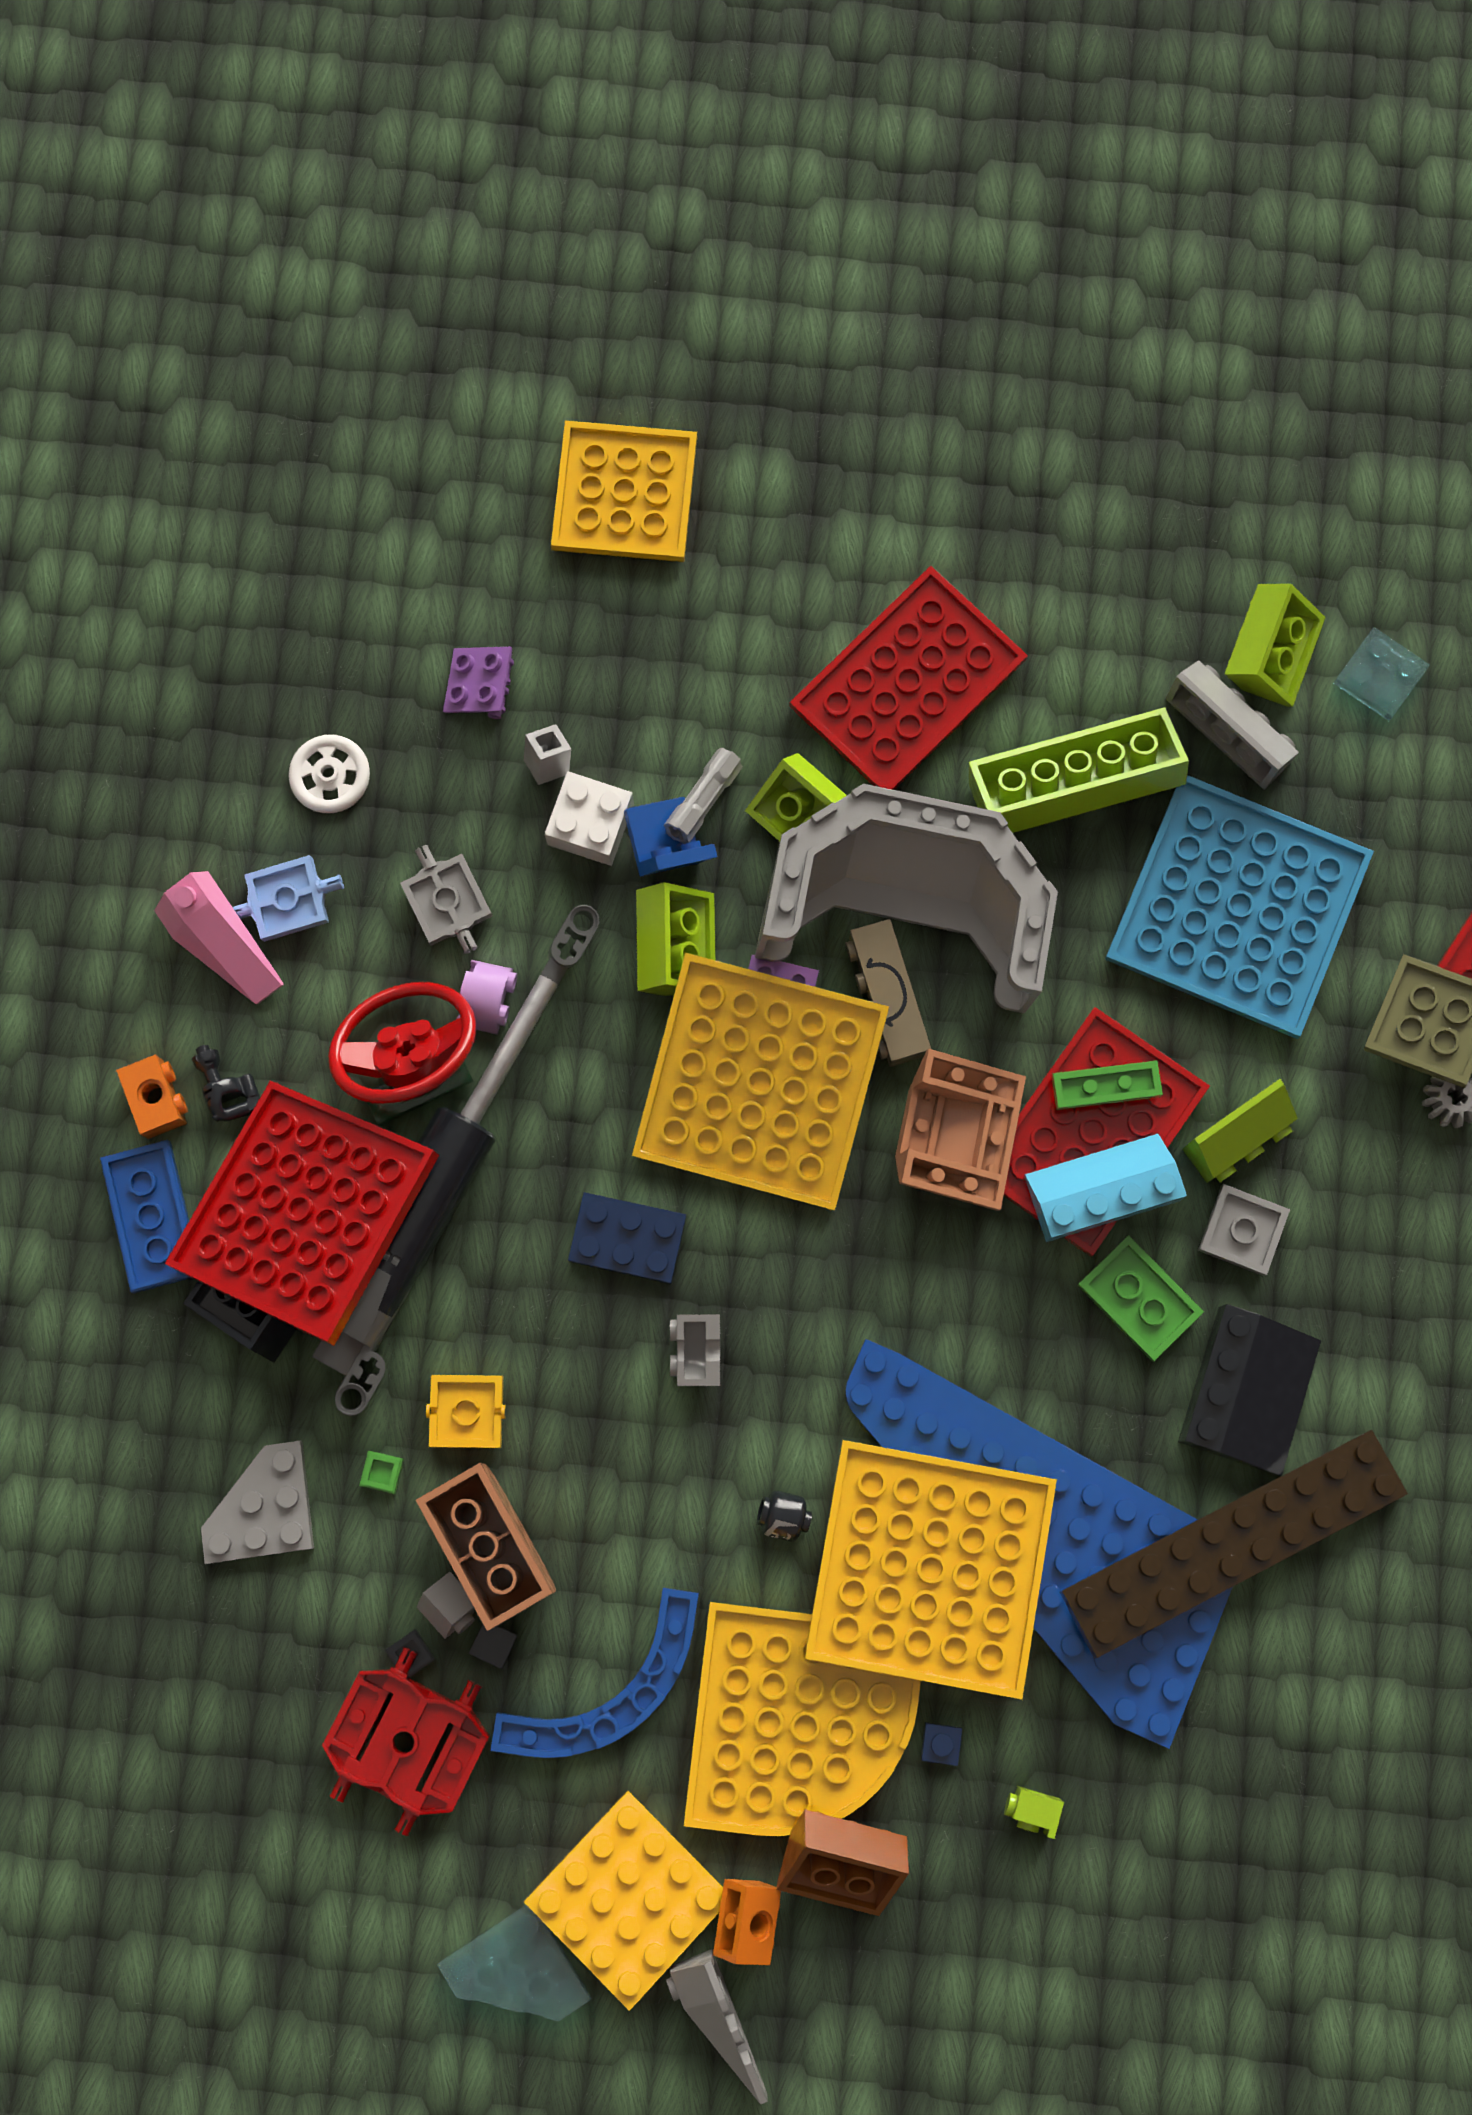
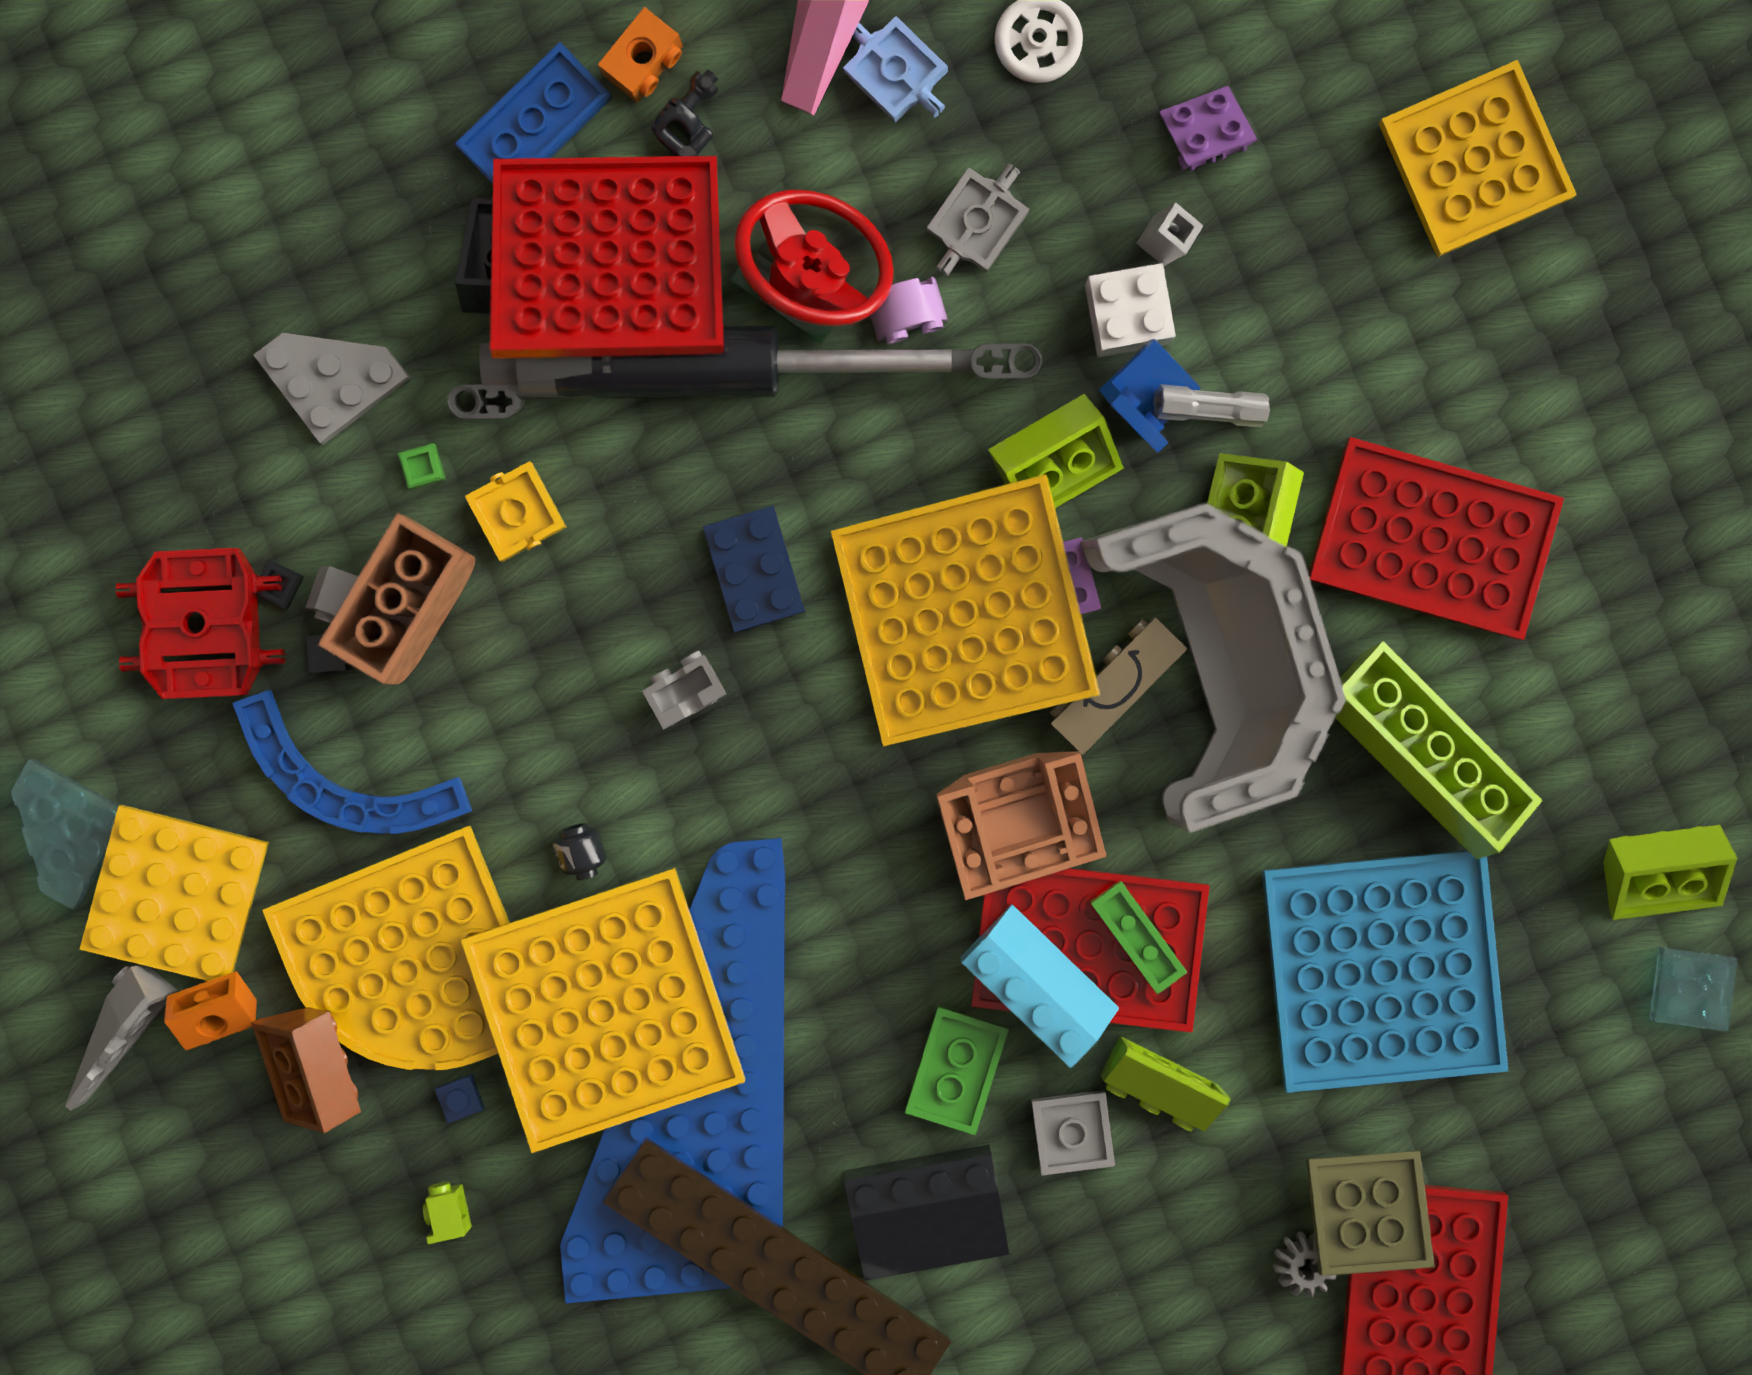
camera: 60 degrees right, 10 degrees up
(1231, 723) = (1562, 872): light grey slope -> none

